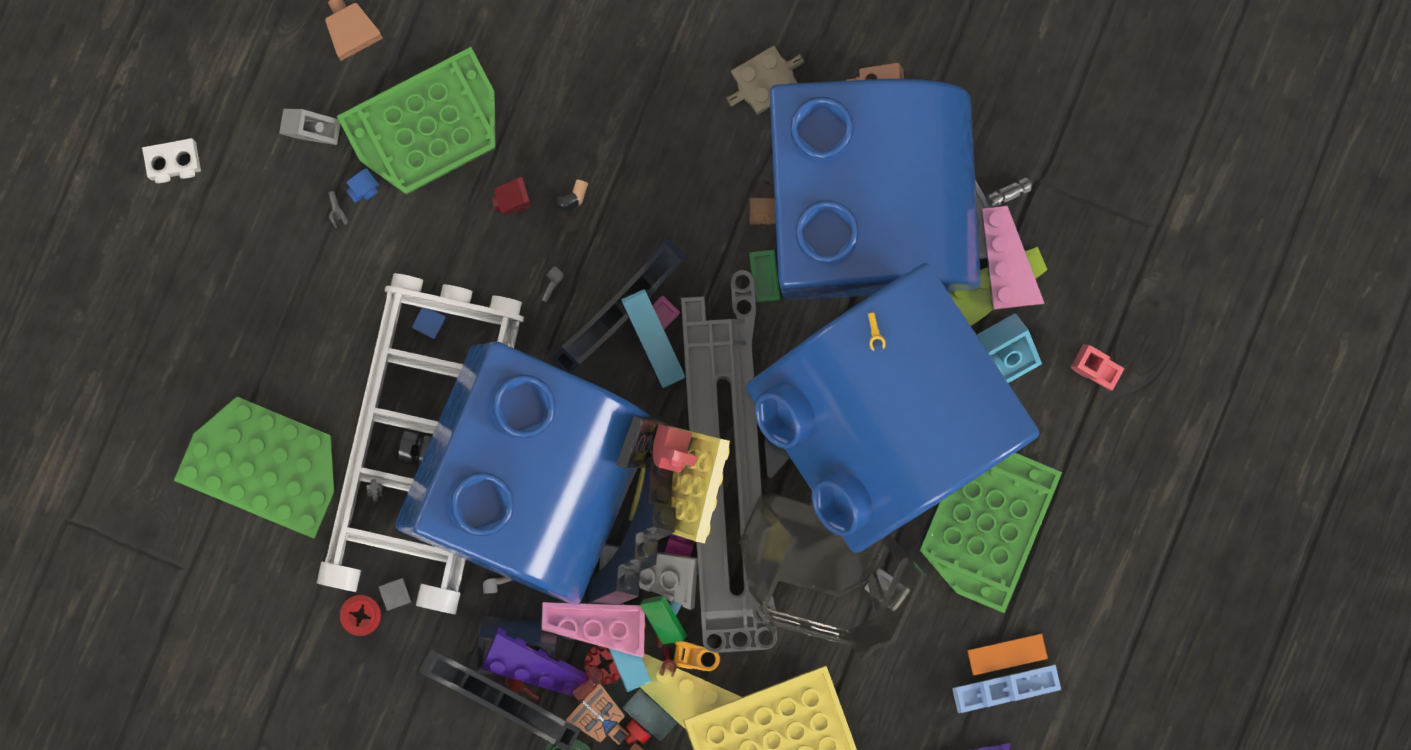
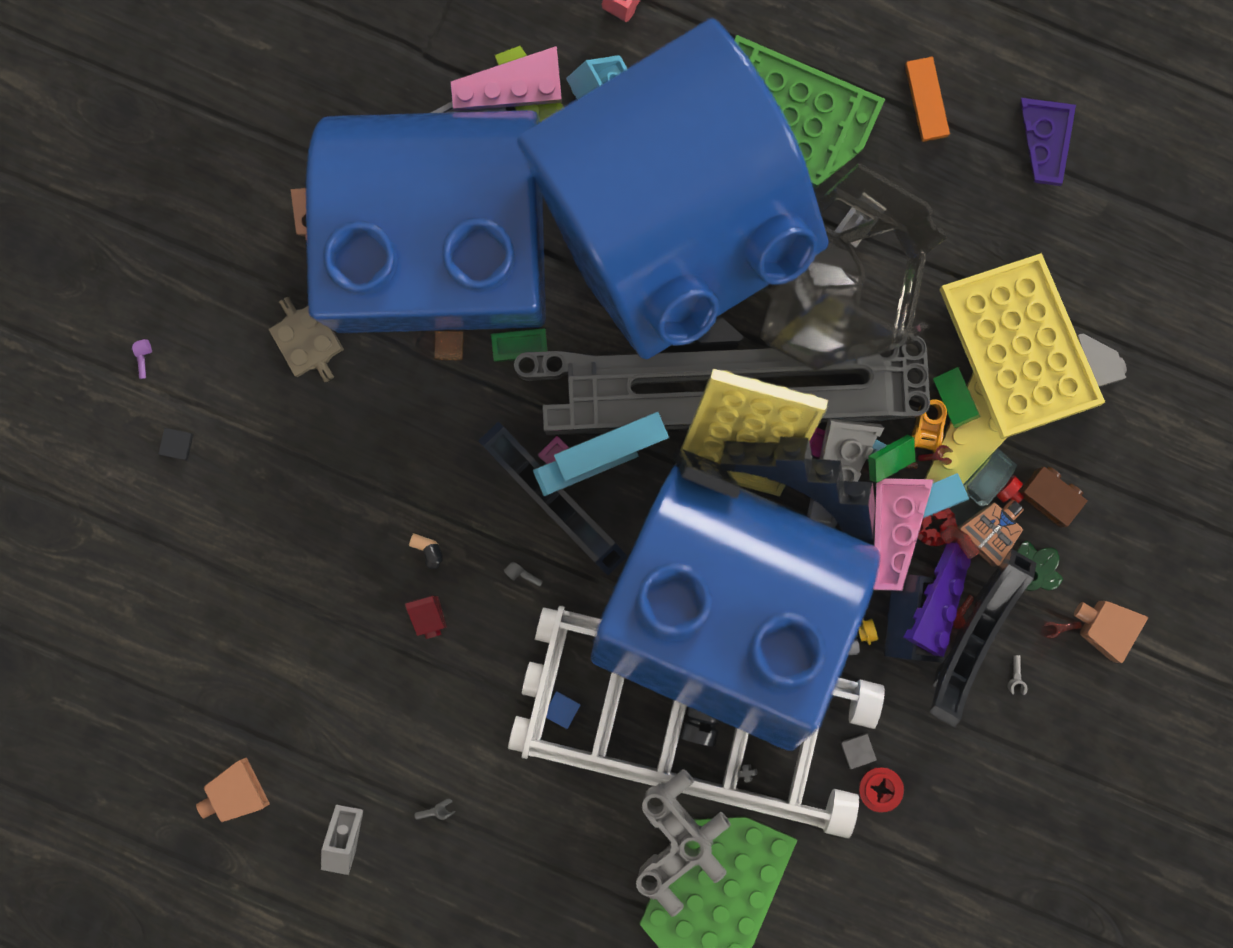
camera: 85 degrees left, 0 degrees up
(324, 427) = (679, 829): none -> light grey pin
(362, 186) = (410, 782): blue plate -> none
(425, 123) = (342, 710): bright green plate -> none
(465, 741) = (1017, 677): none -> light grey hand
(504, 601) = (867, 631): none -> yellow plate
(667, 359) = (611, 446): none -> medium azure tile
(671, 449) = (714, 441): coral brick -> none
(722, 681) = (956, 397): none -> green tile
(874, 331) = (599, 191): yellow hand -> none
(1006, 689) = (963, 100): light blue slope -> none
(1009, 192) = (436, 82): dark grey axle -> none

